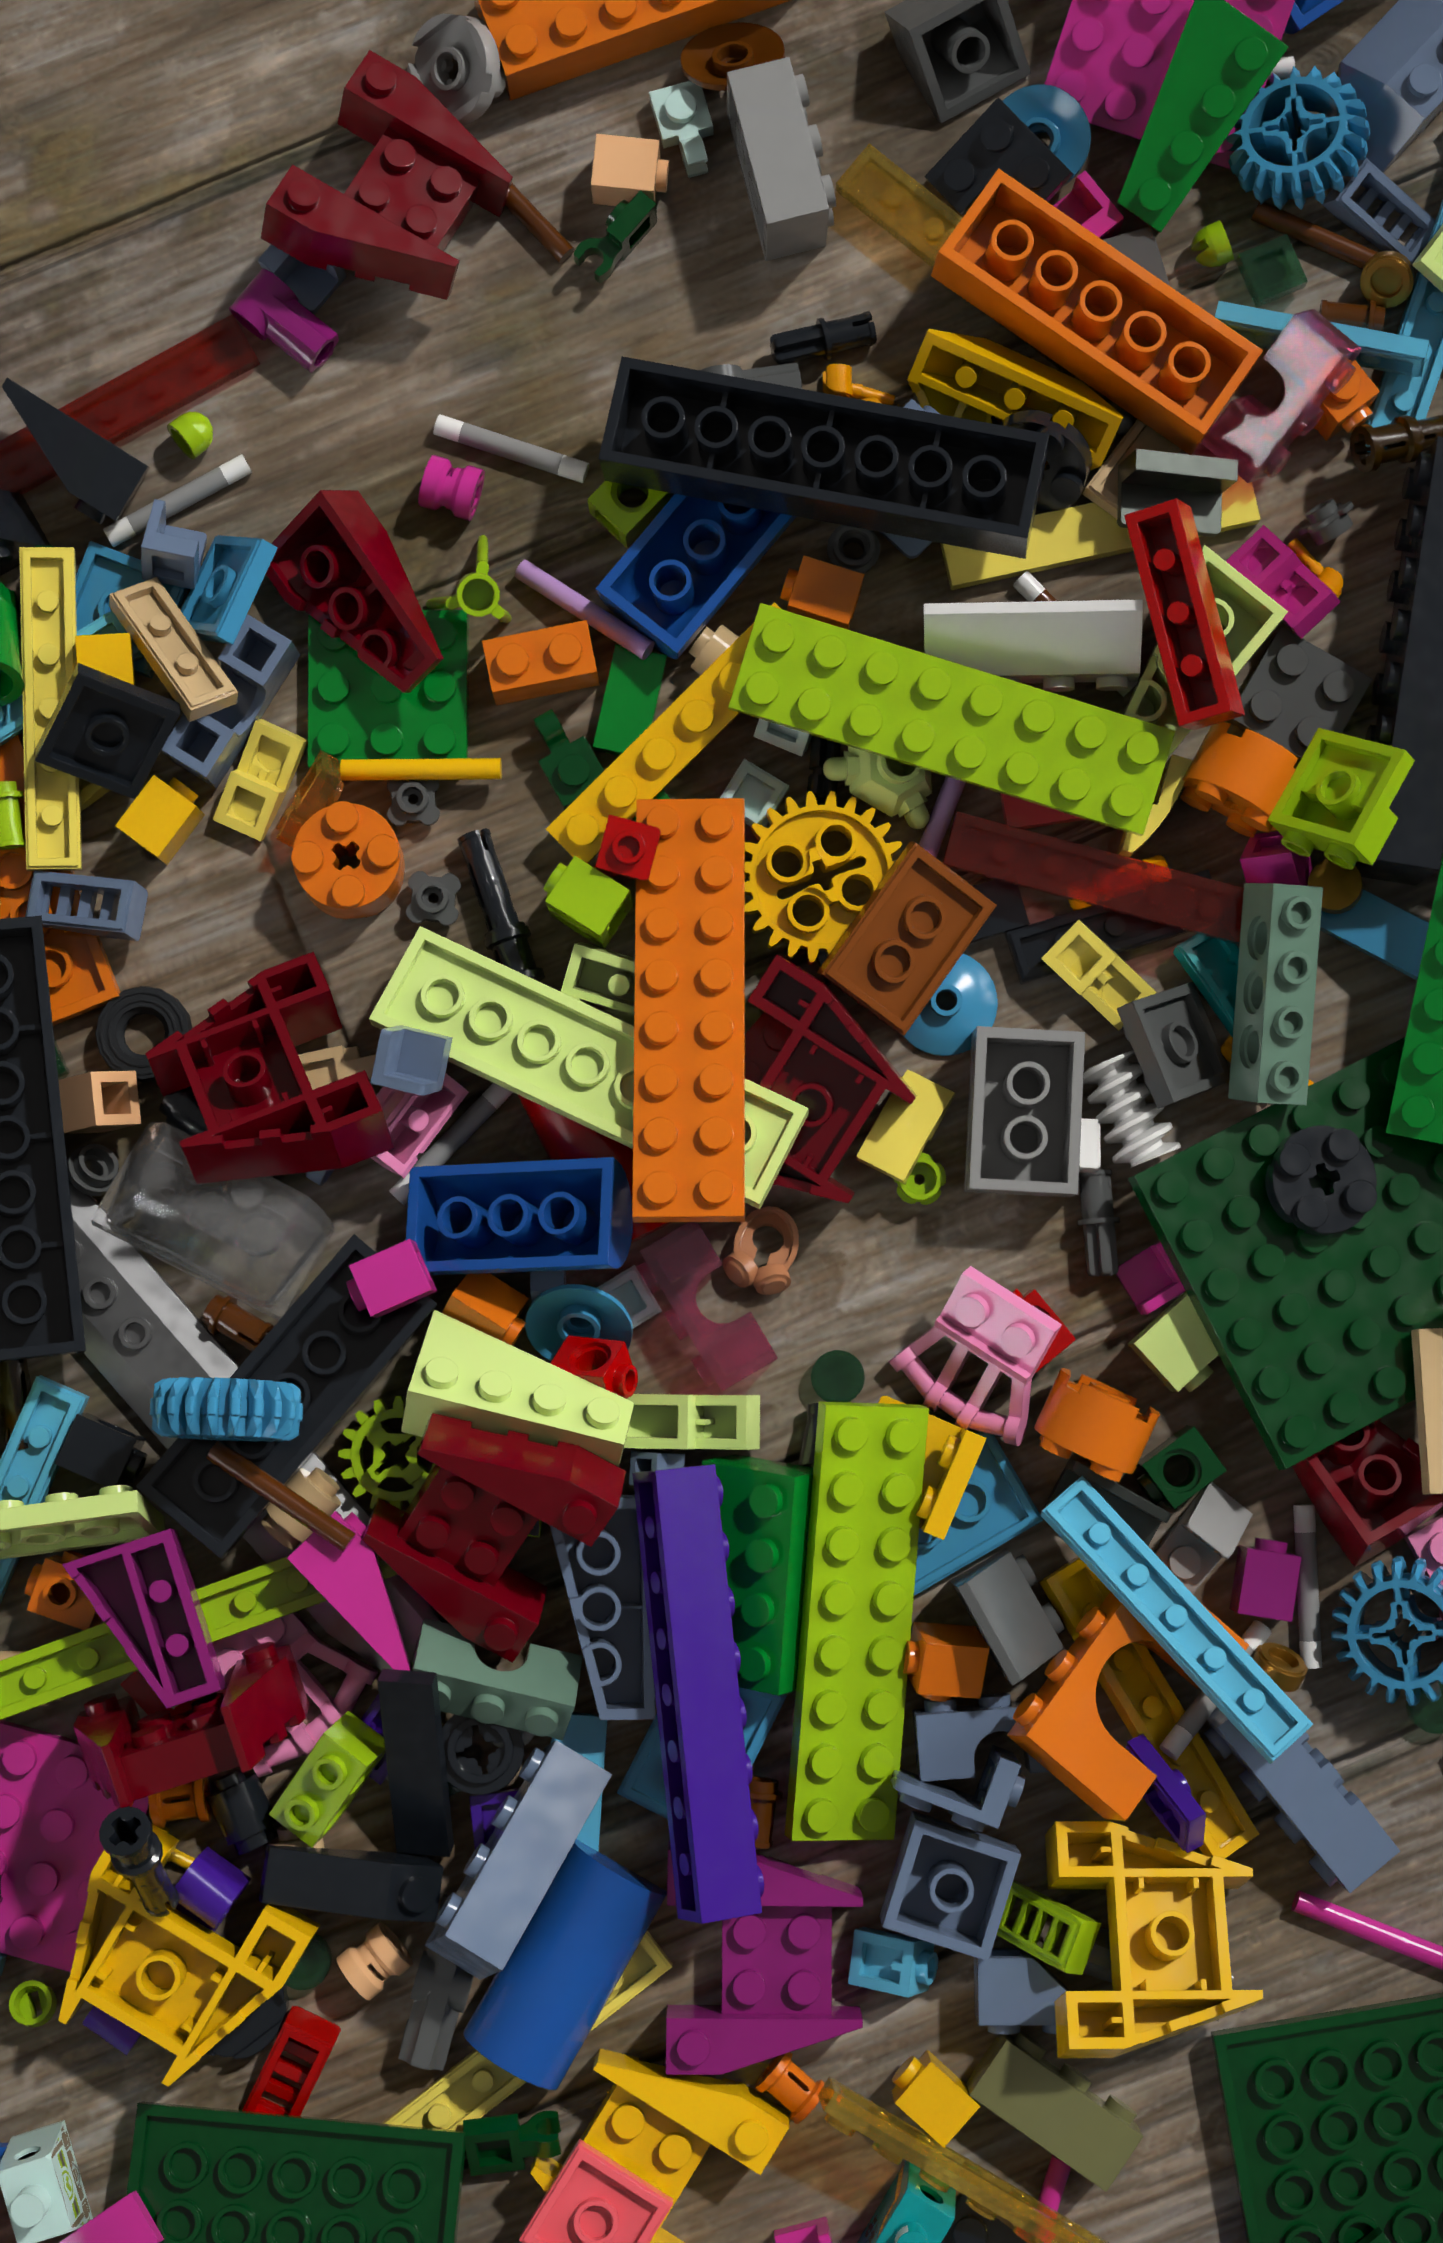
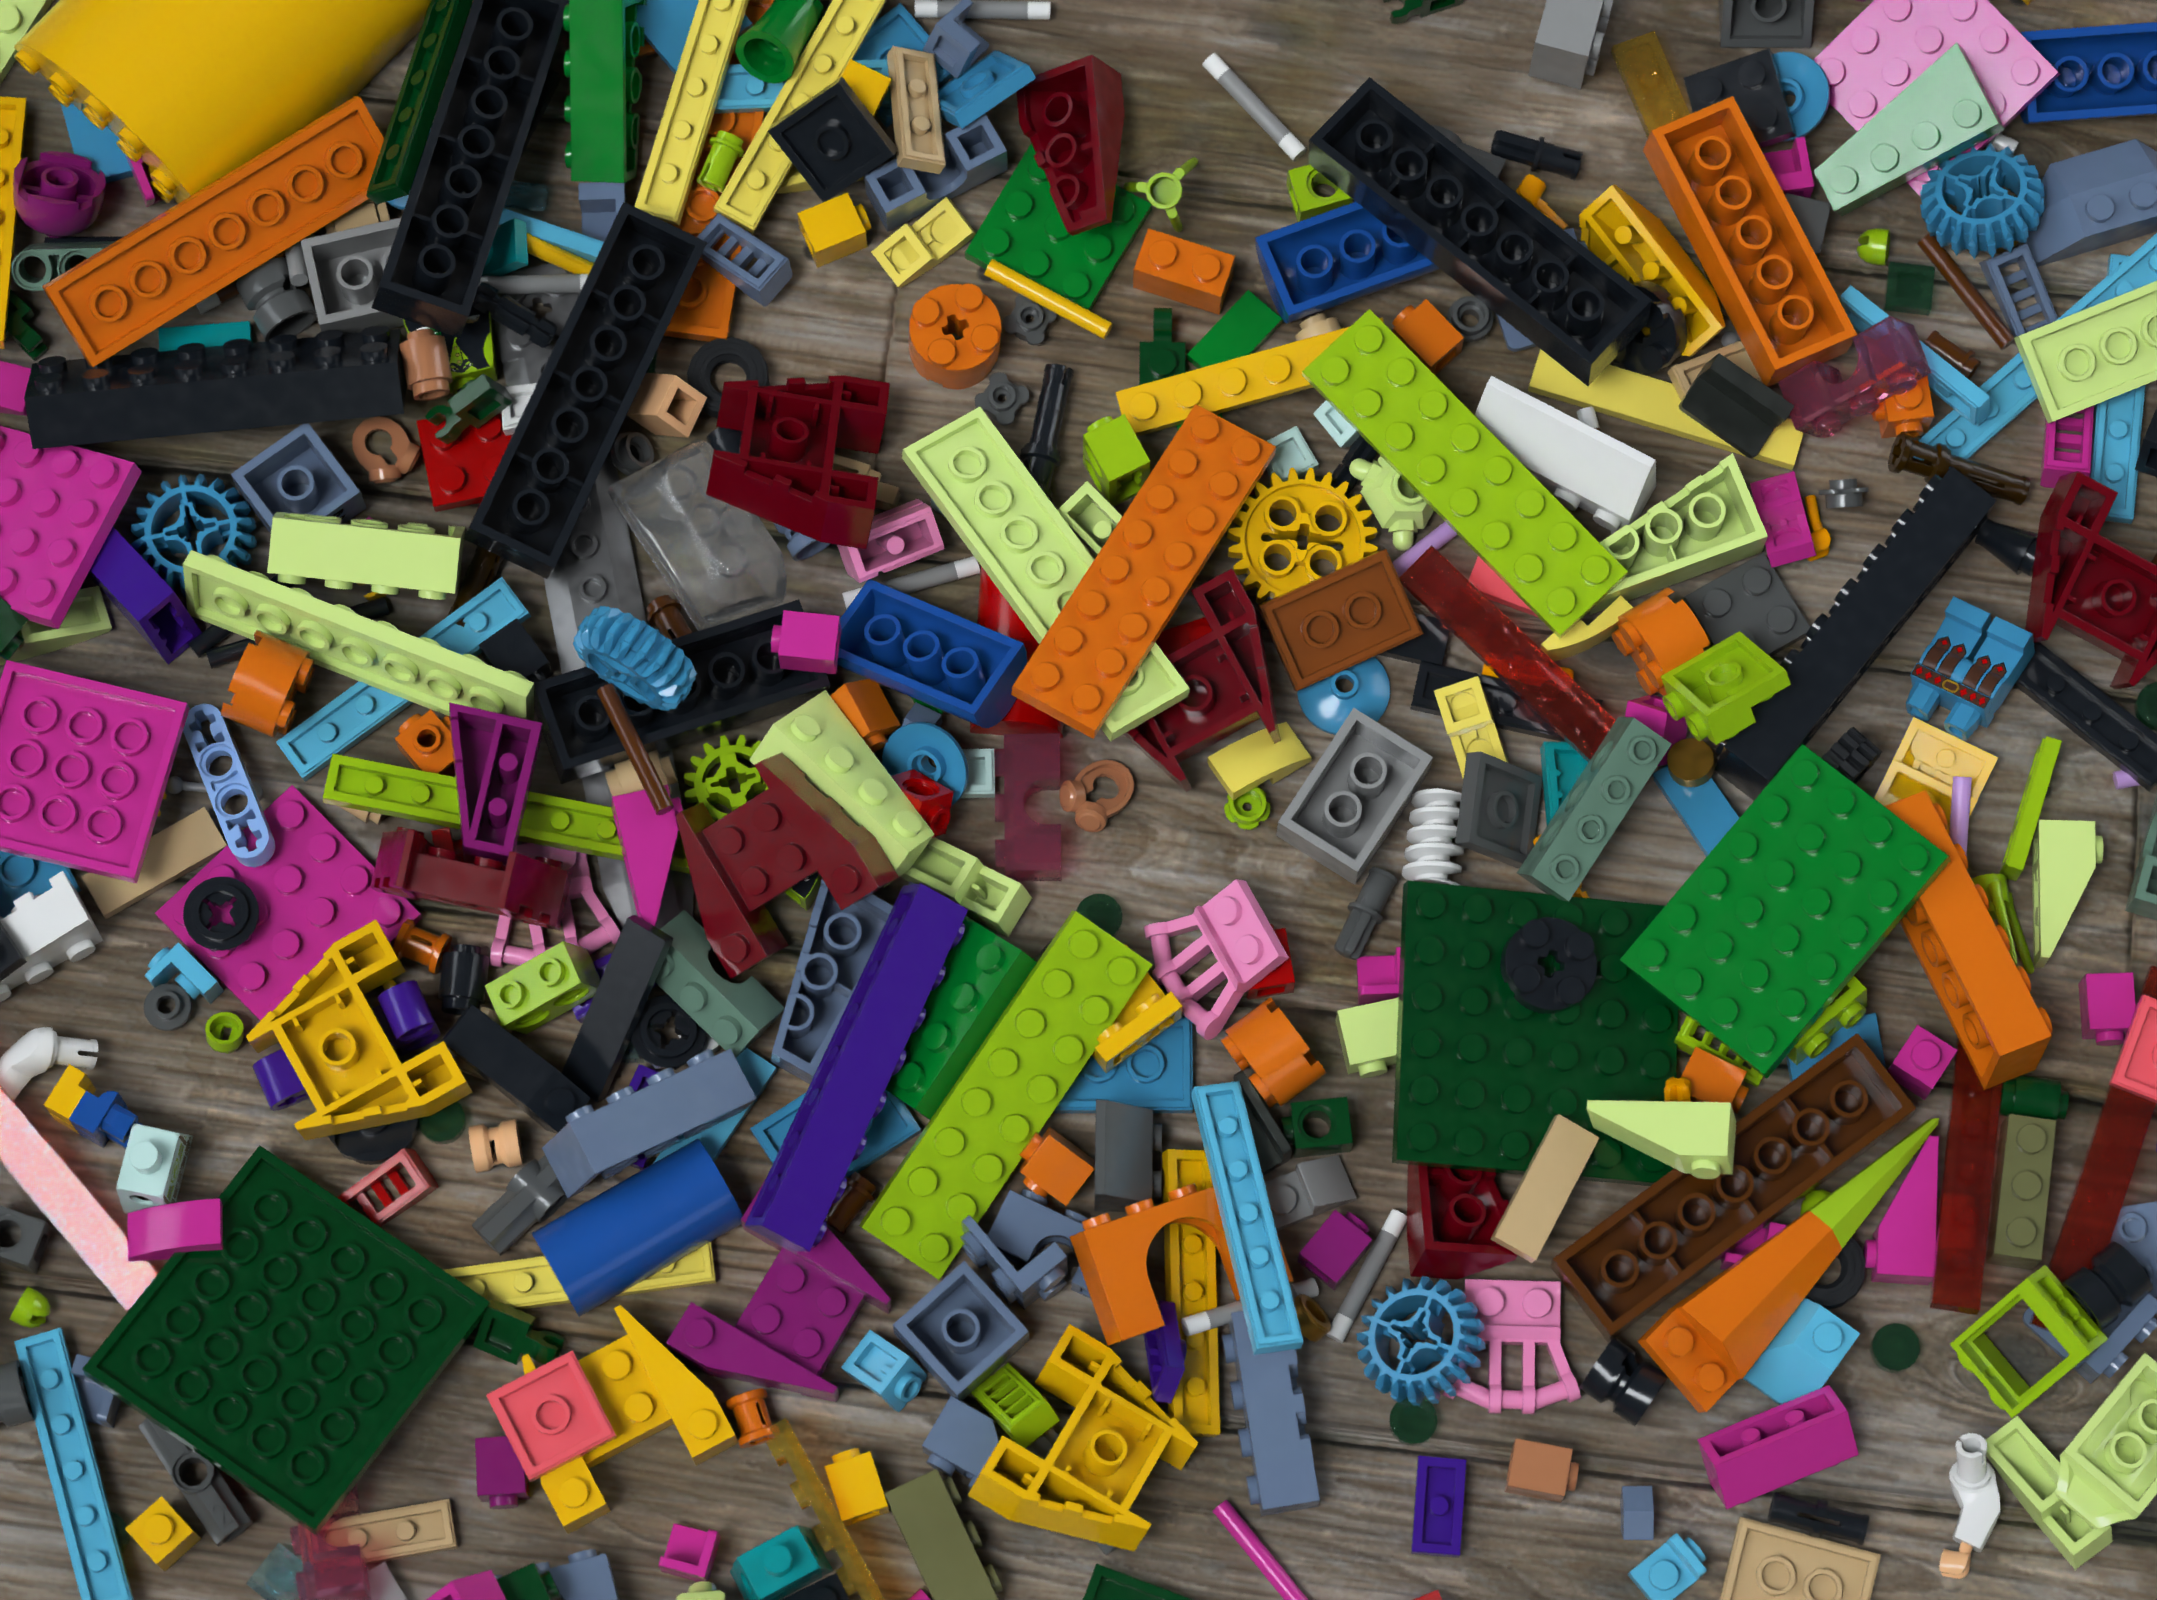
camera: 30 degrees right, 10 degrees down
(138, 1855) = (384, 927): black pin -> none
(316, 791) = (960, 271): clear orange plate -> none
(411, 1060) = (916, 491): sand blue panel -> none
(451, 487) = (1192, 109): dark pink wheel -> none
(584, 609) = (1238, 247): lavender bar -> none
(627, 848) = (1166, 431): red bracket -> none
(1090, 1146) = (1388, 847): white tile -> none
(1184, 615) = (1681, 490): red brick -> none
(1387, 278) = (1994, 342): pearl gold tile -> none

